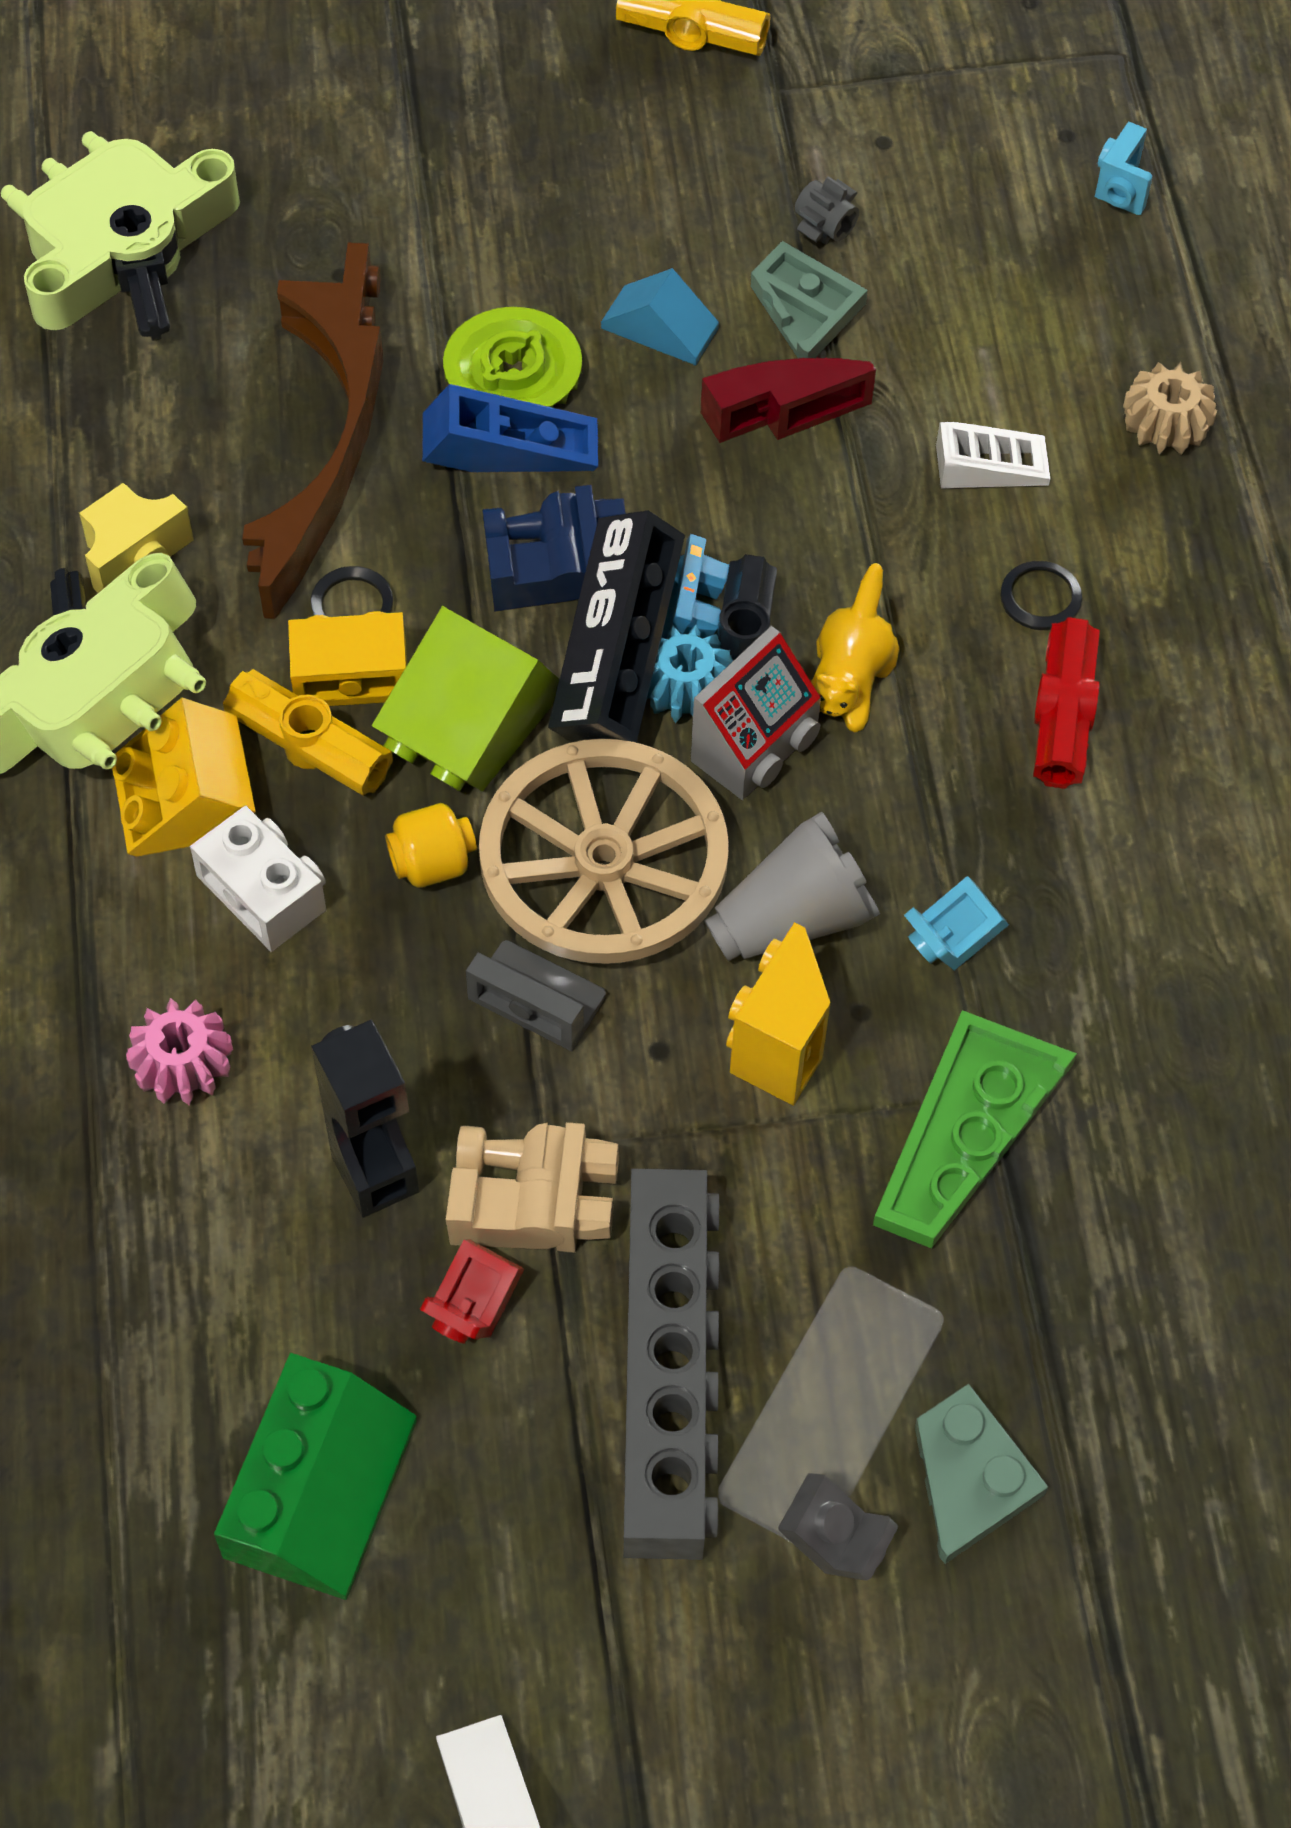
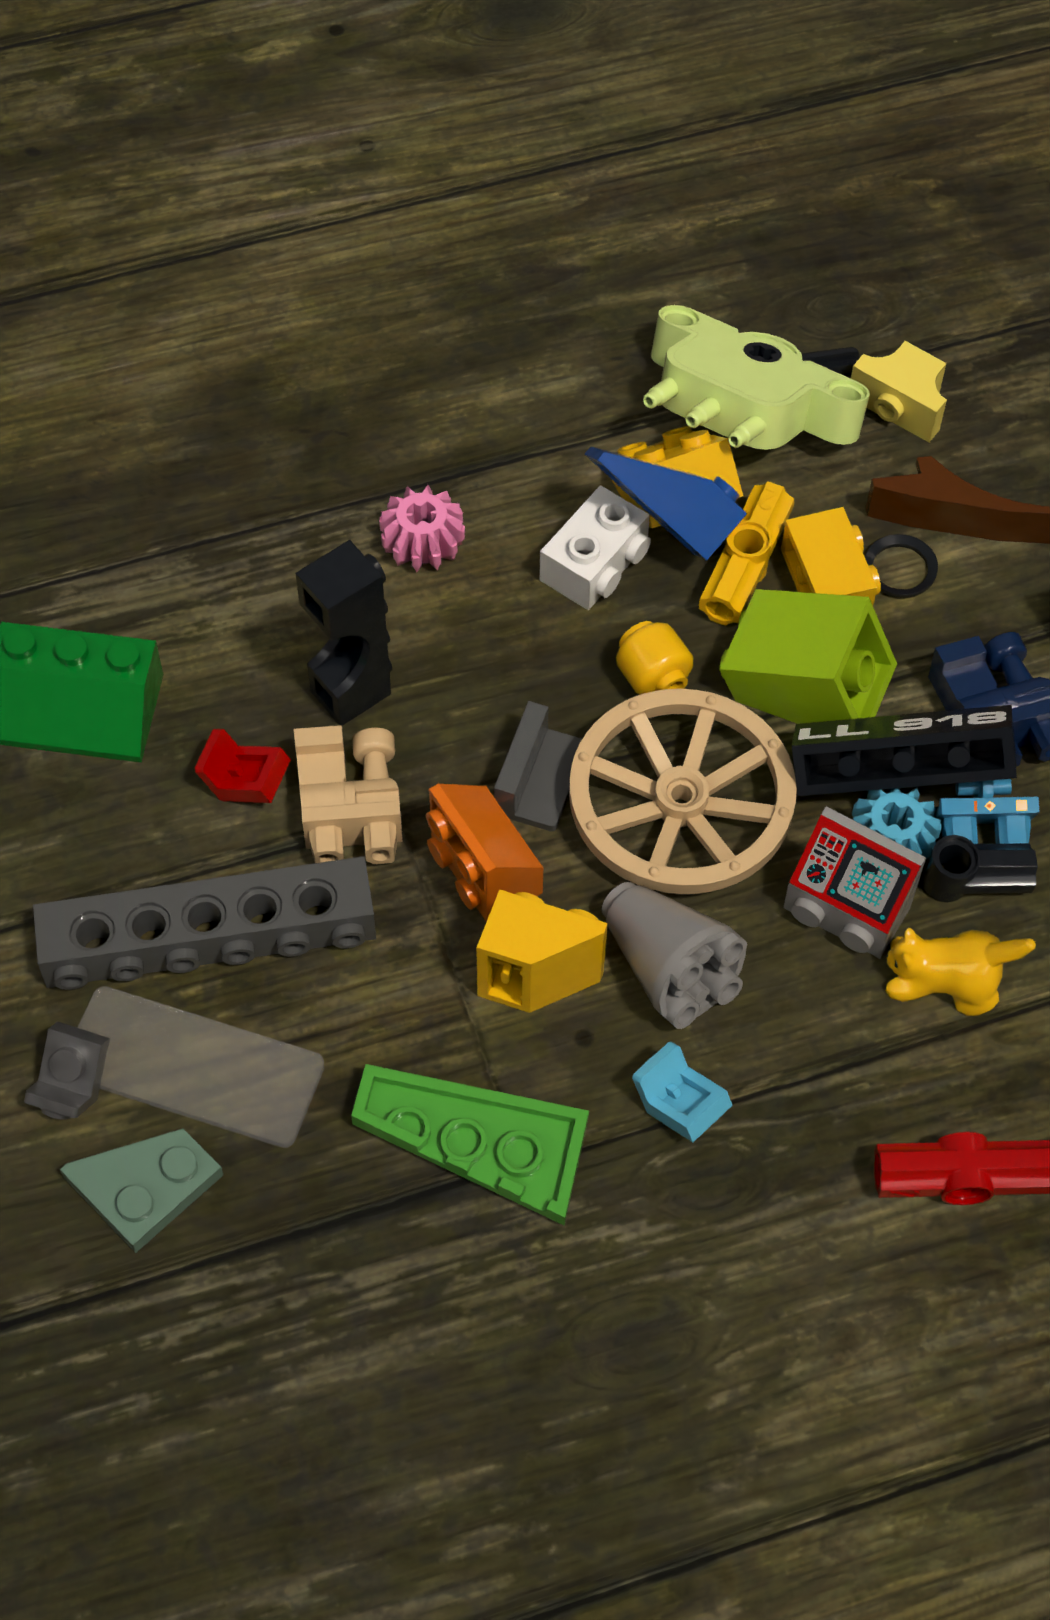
camera: 80 degrees right, 0 degrees up
(247, 764) = (685, 504): none -> blue slope
(640, 1056) = (479, 846): none -> orange slope

